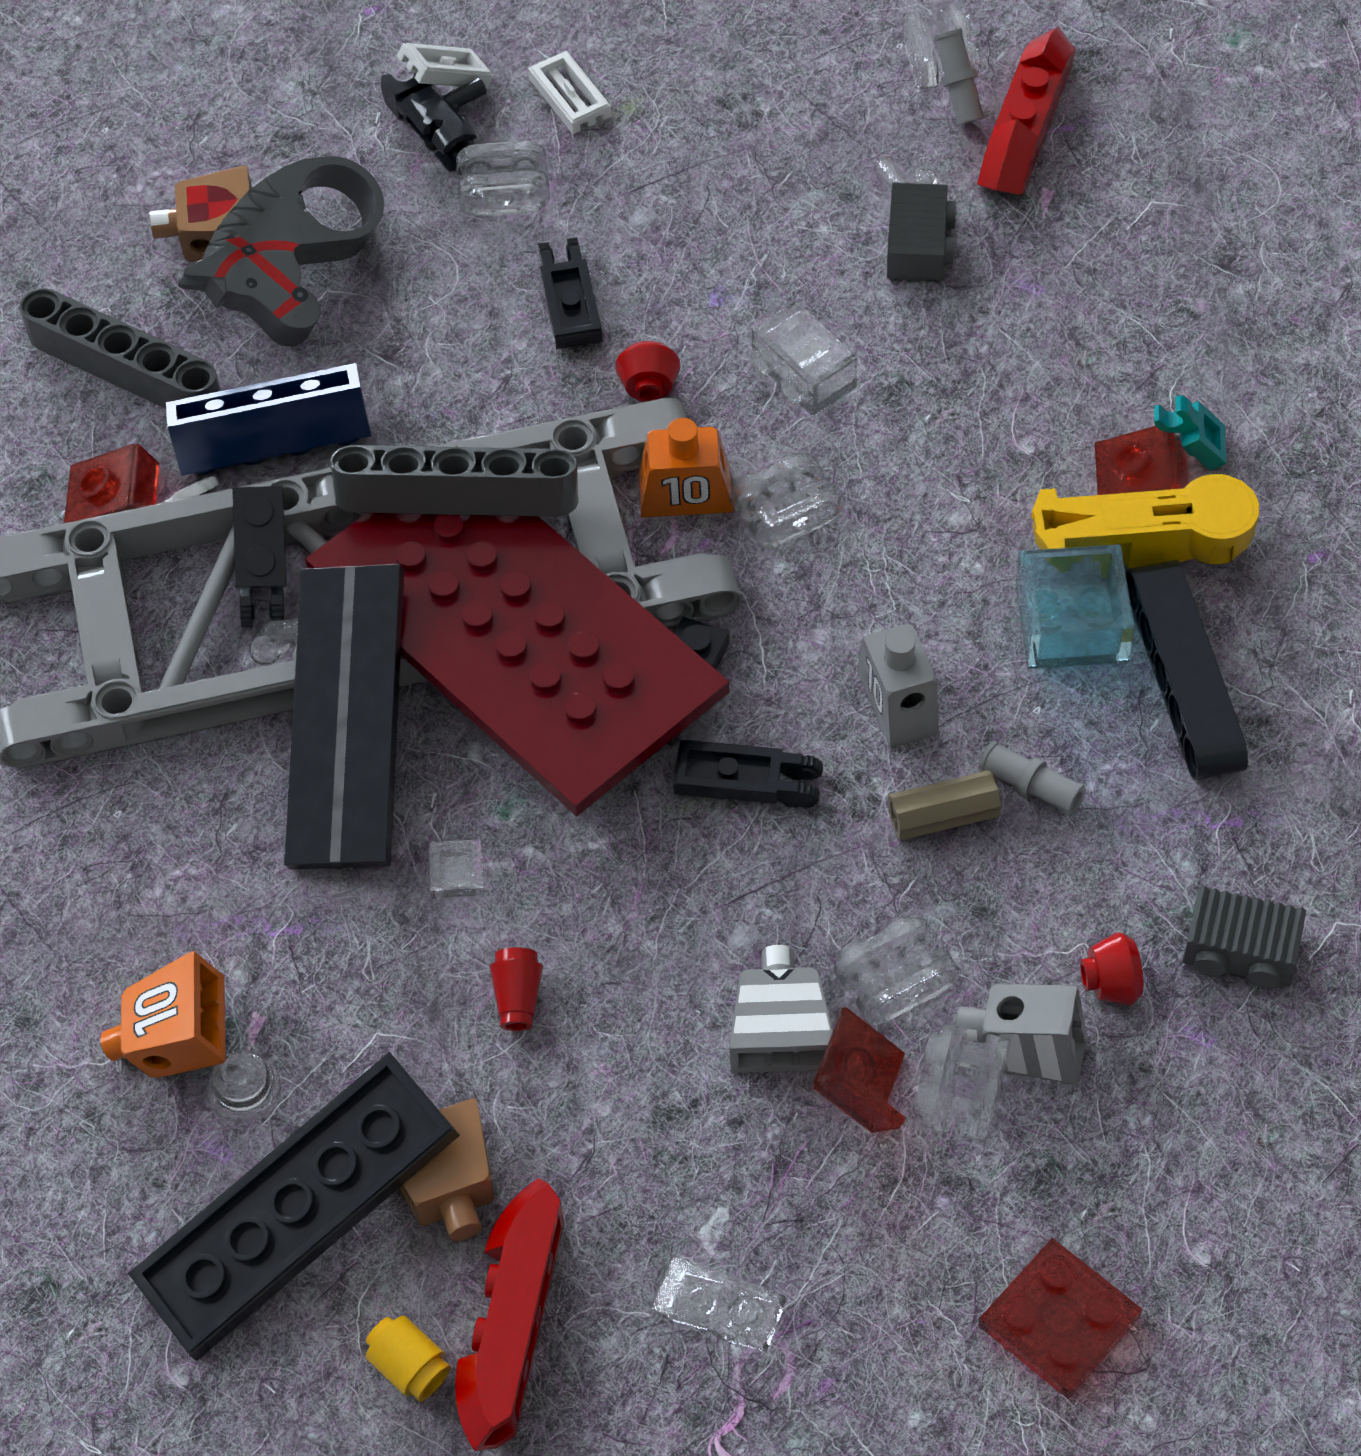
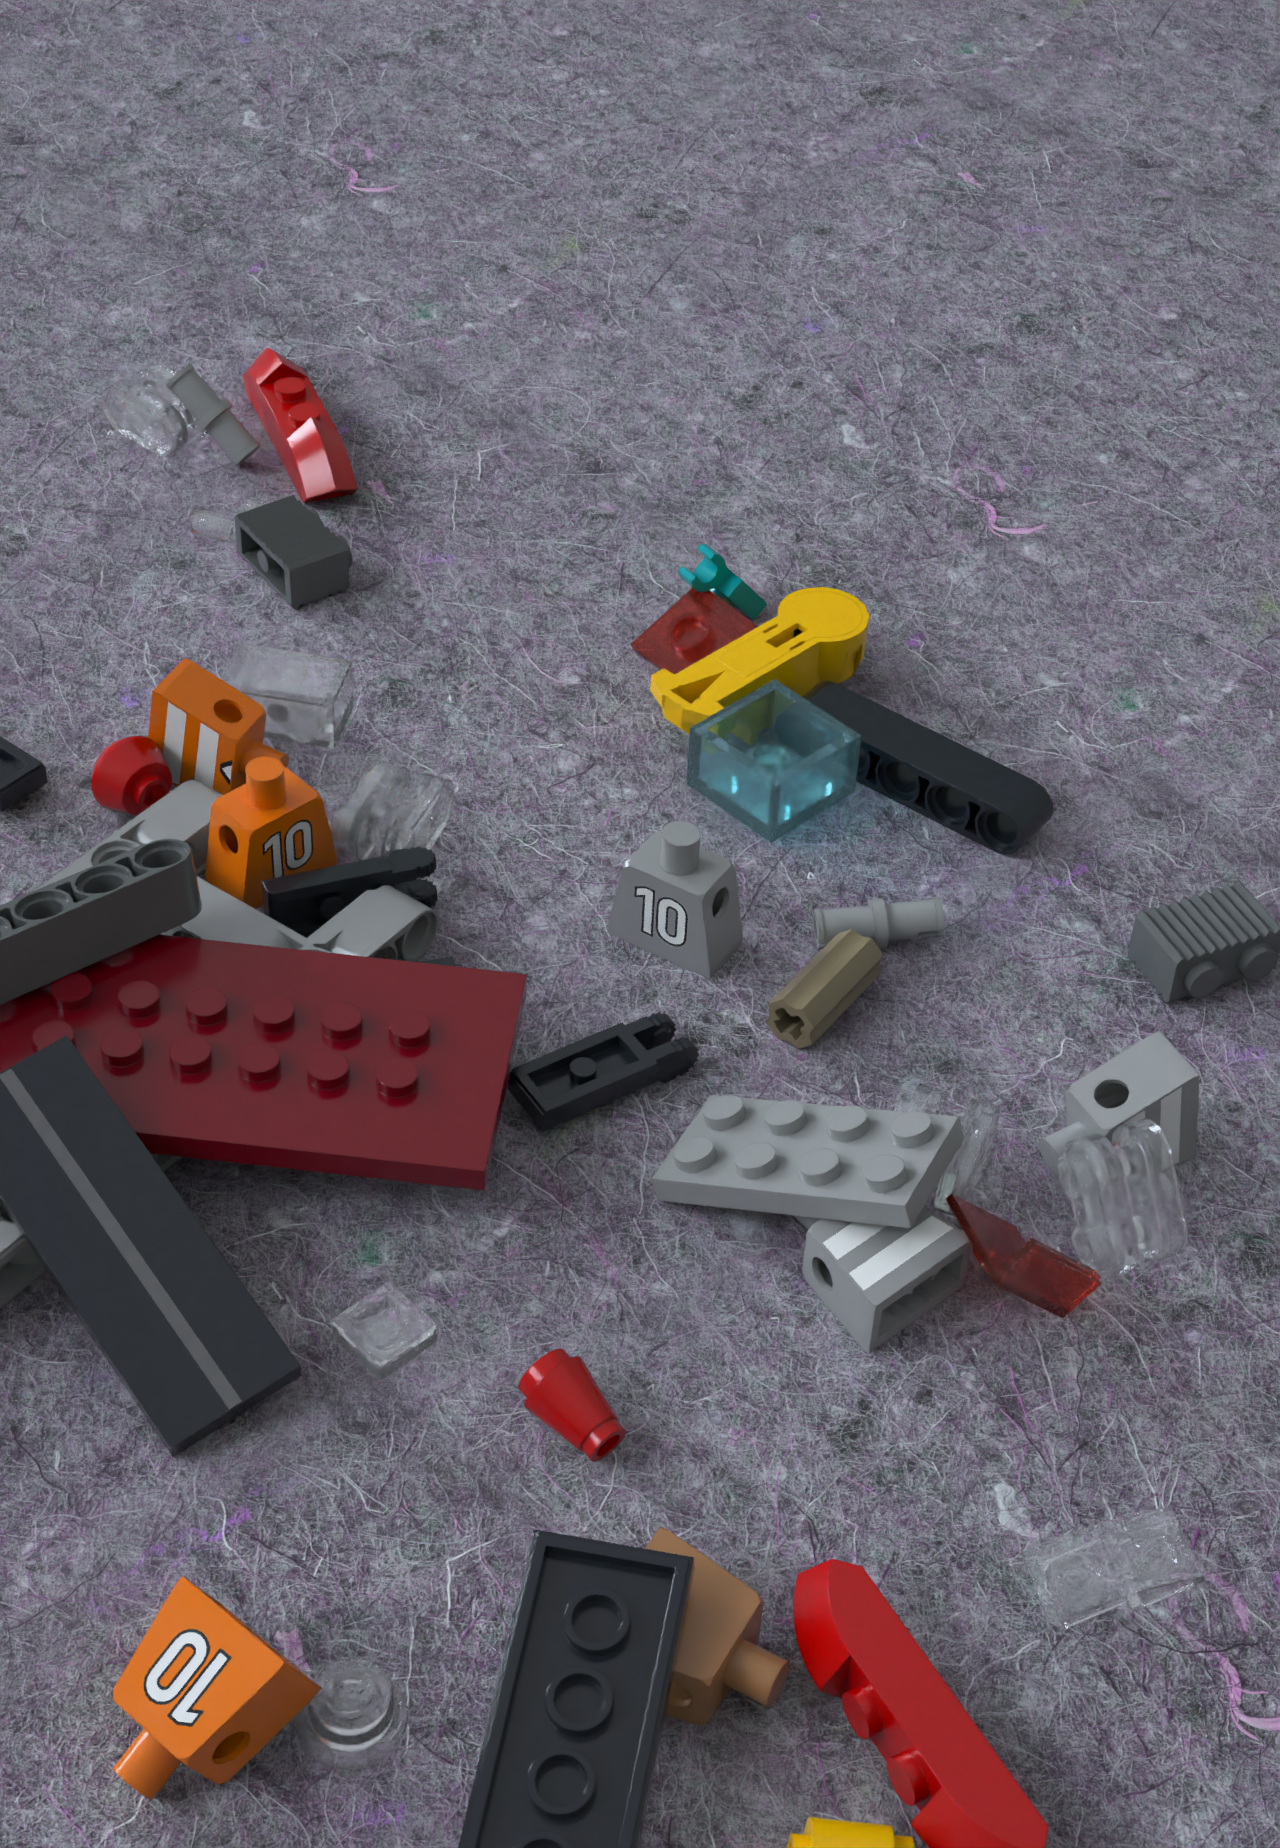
camera: 45 degrees left, 15 degrees down
(673, 536) = (315, 896): none -> black hinge
(715, 367) = (207, 728): none -> orange torso
(792, 924) = (810, 1160): none -> light grey plate
(1113, 970) = (1128, 1017): red cone -> none

